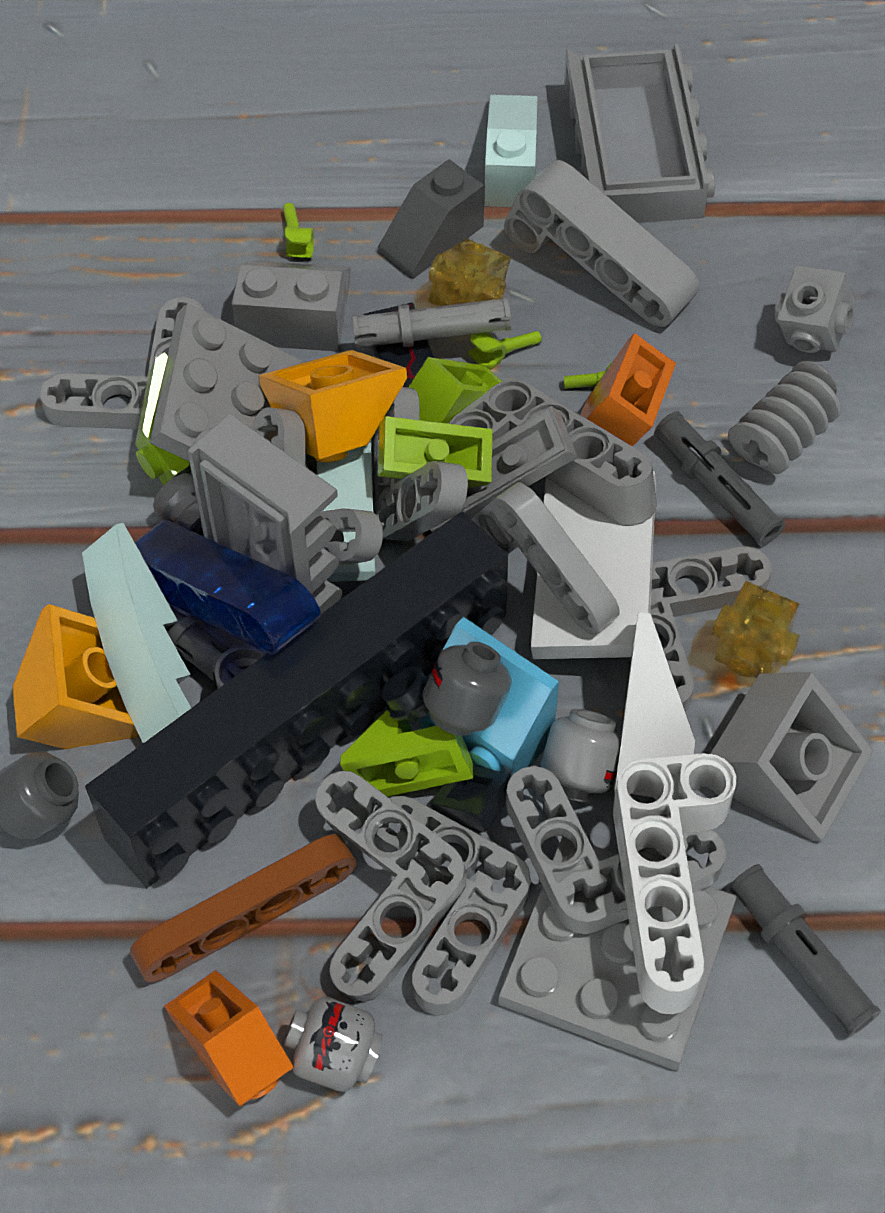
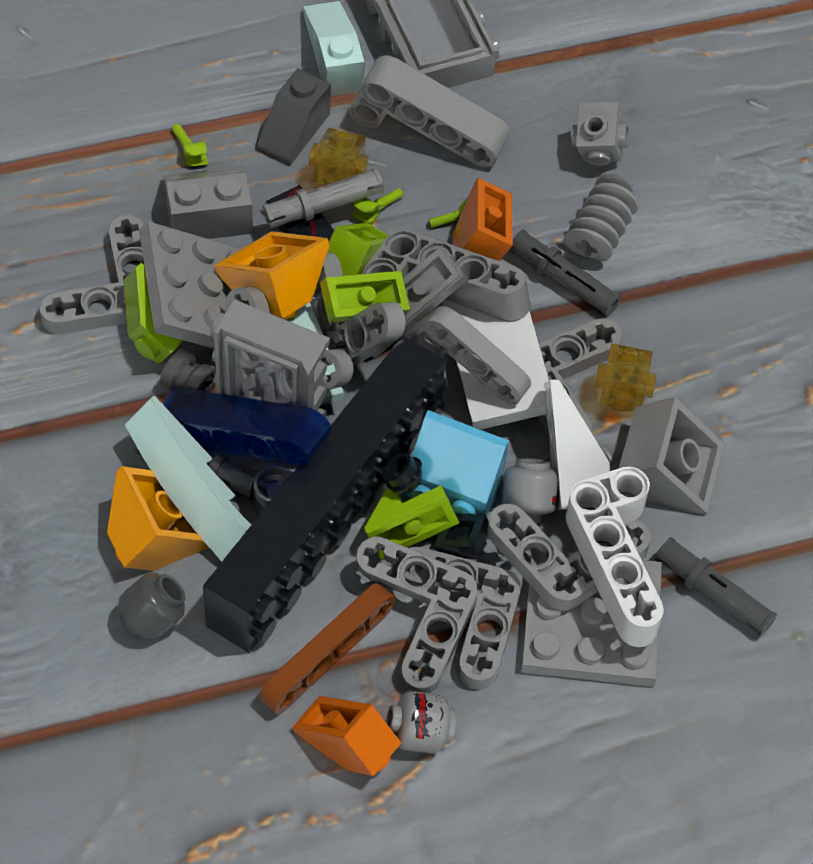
camera: 20 degrees left, 0 degrees up
(466, 688) = (446, 459): dark grey head -> none

